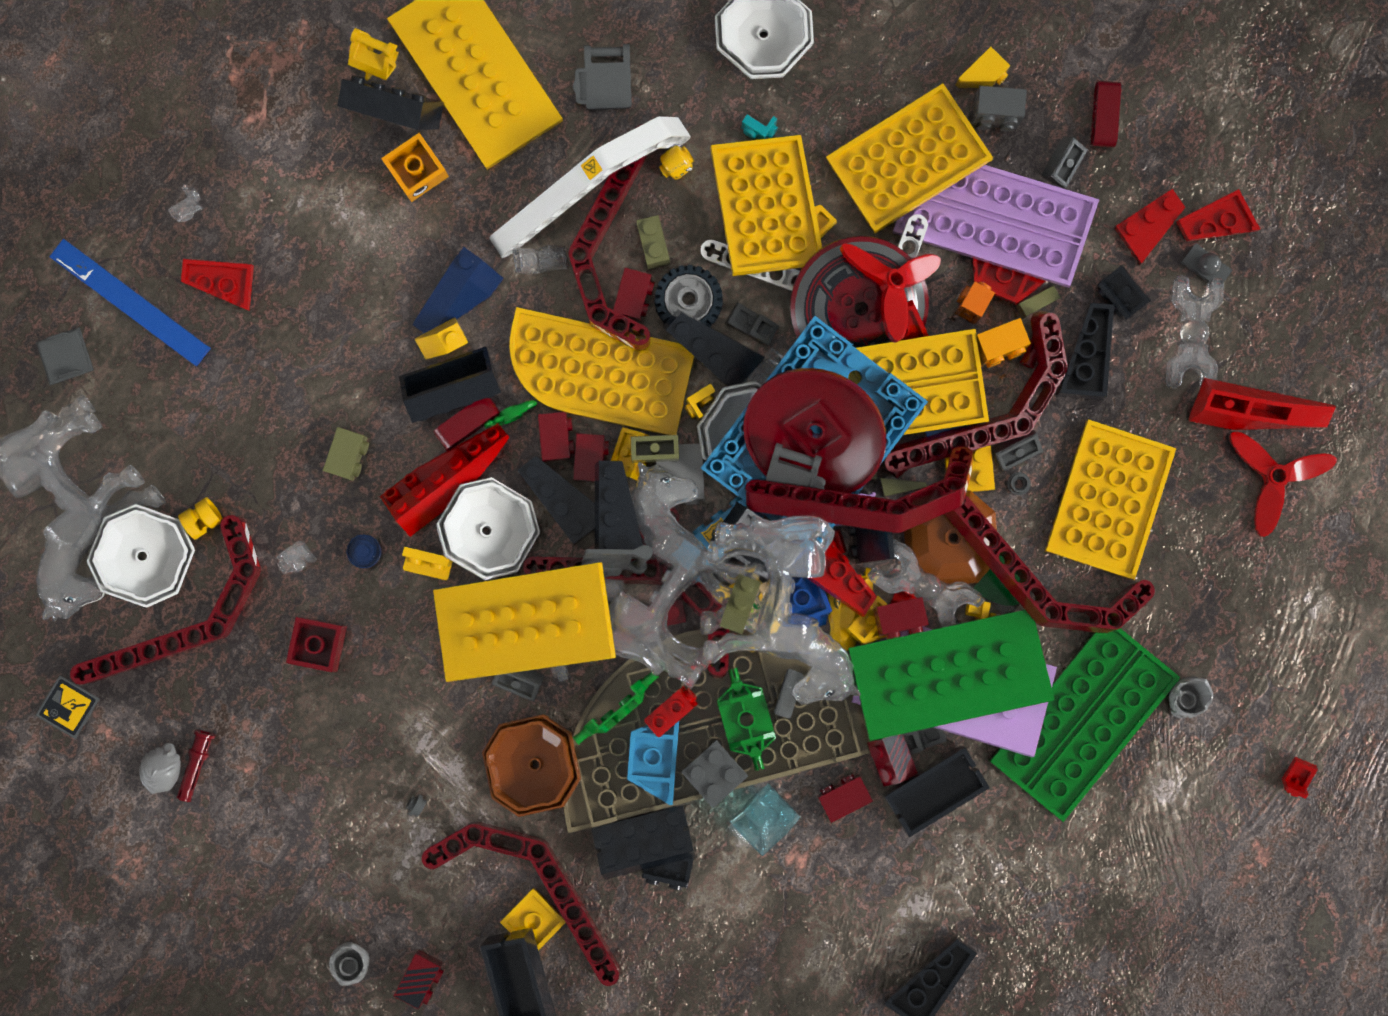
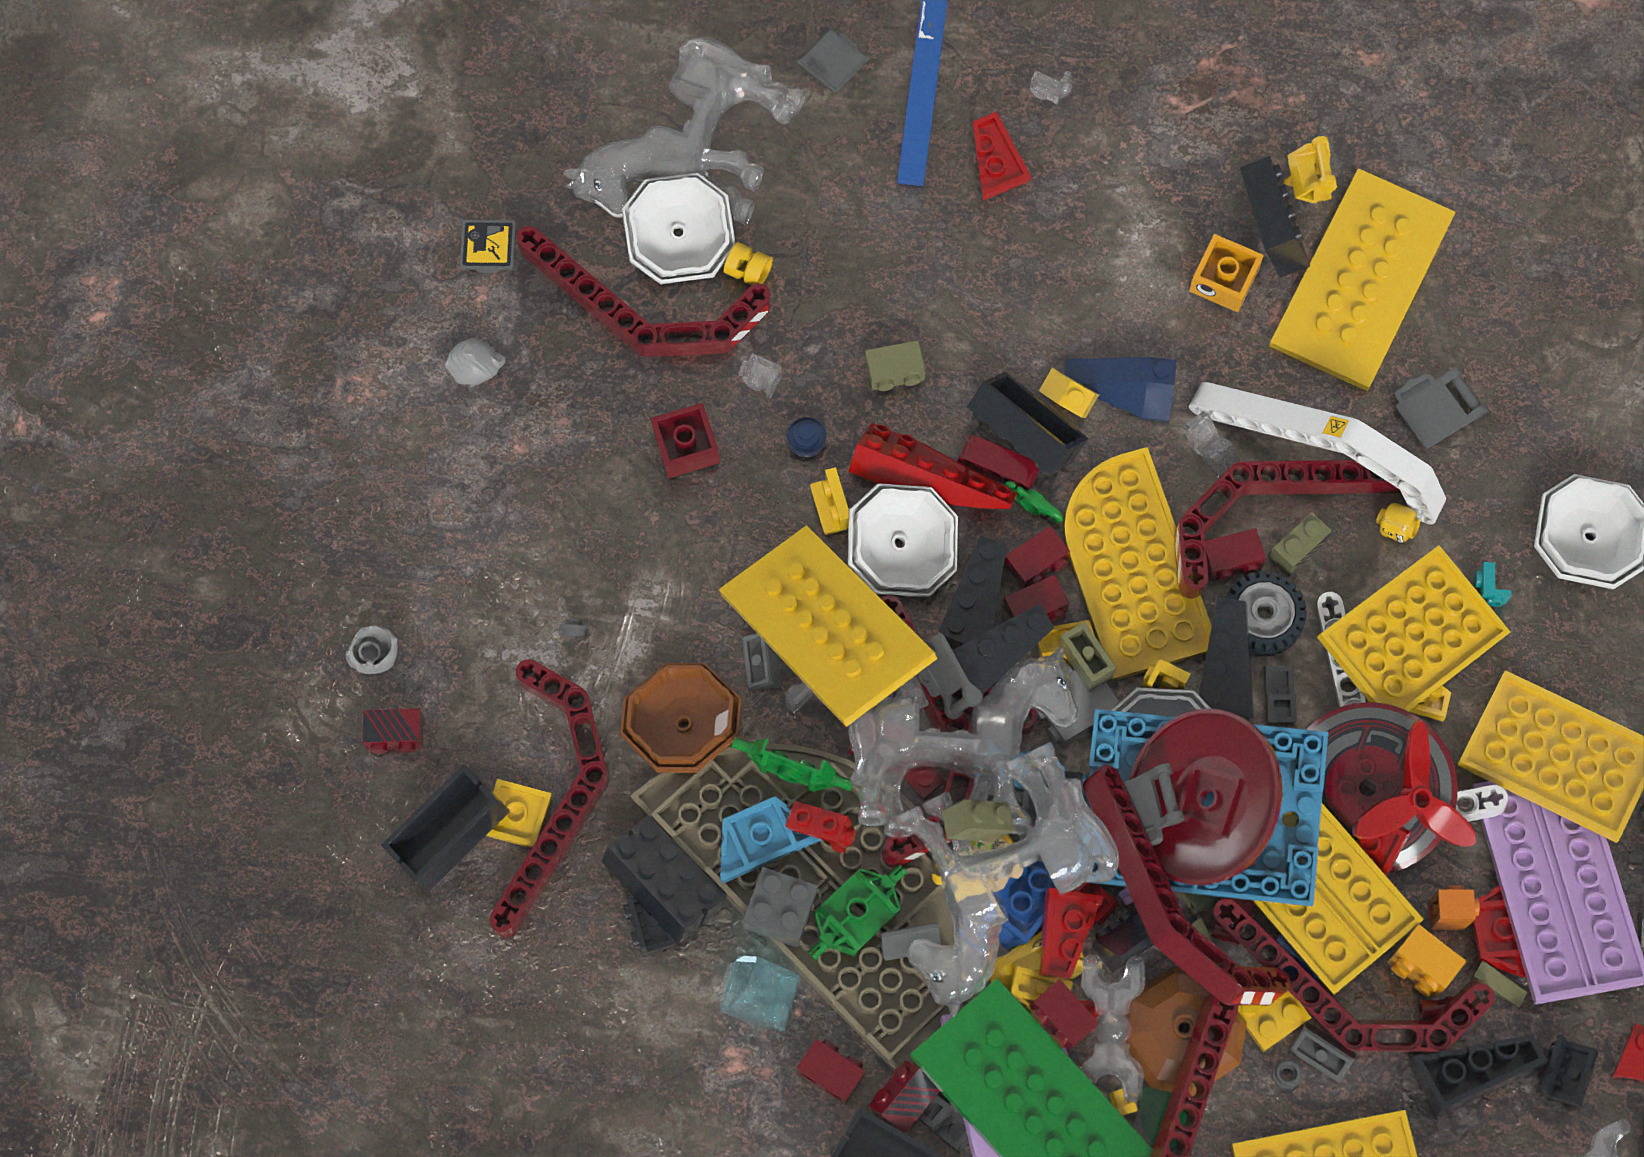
camera: 65 degrees right, 15 degrees down
(197, 754) = (507, 391): dark red pin -> none

